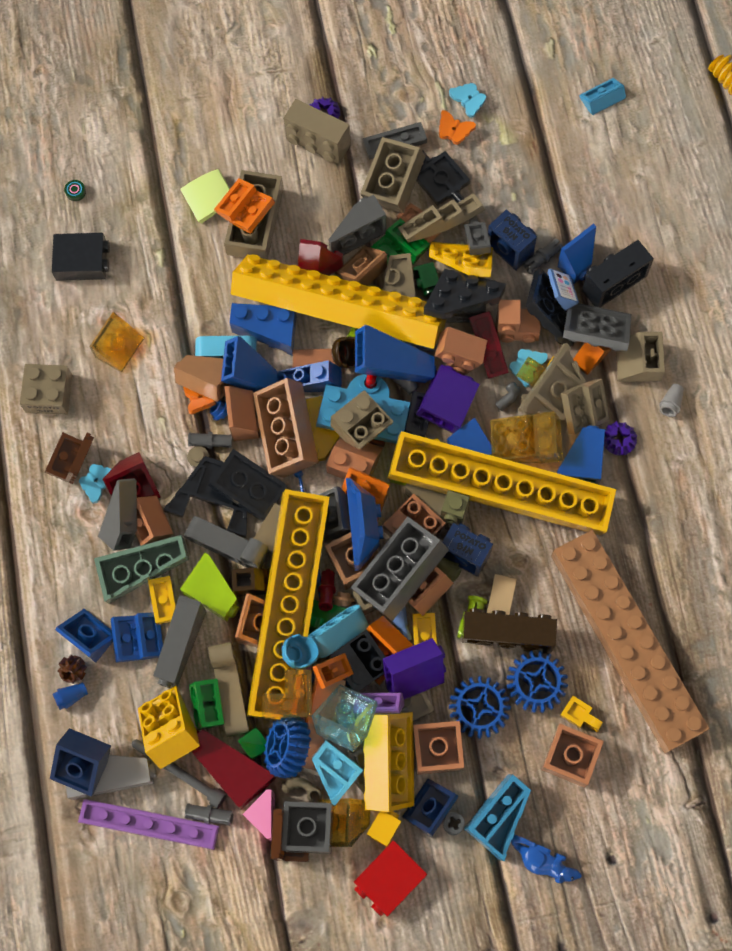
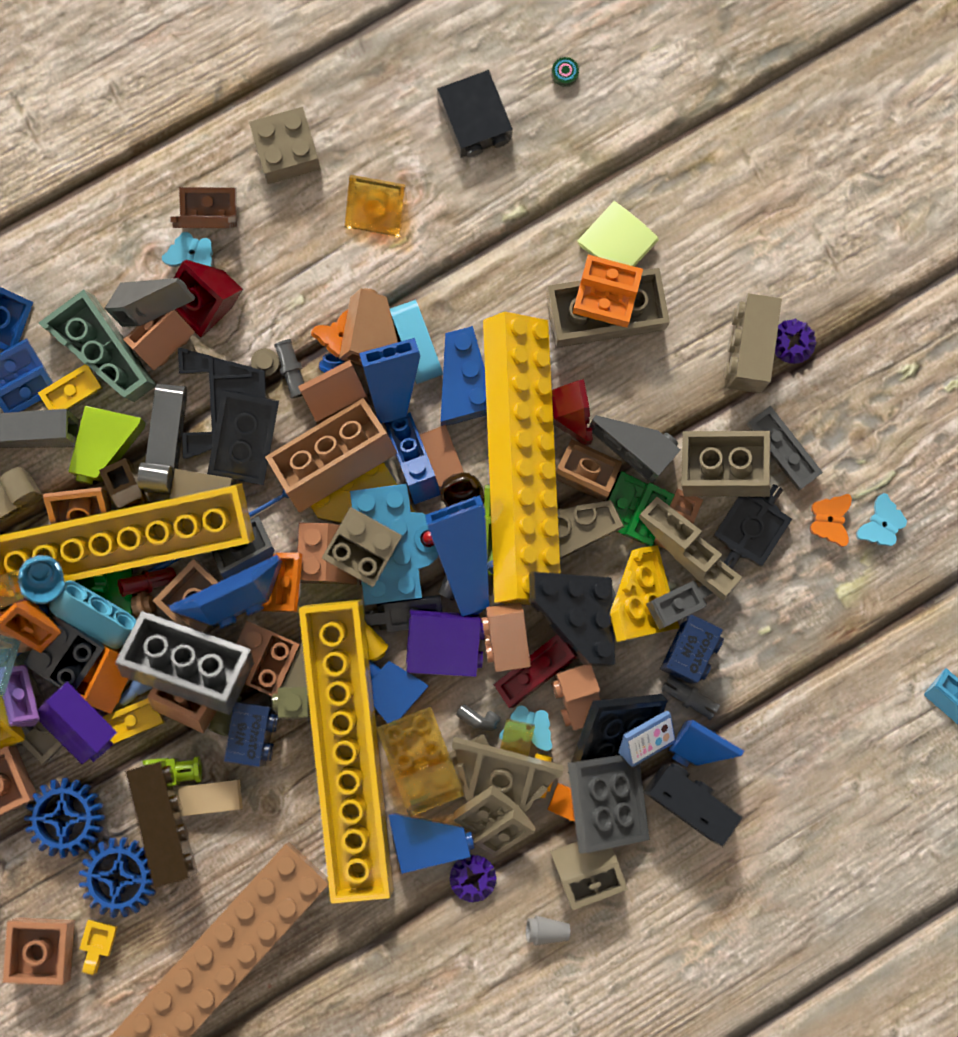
camera: 60 degrees right, 10 degrees up
(425, 278) = (600, 560): dark green brick -> none

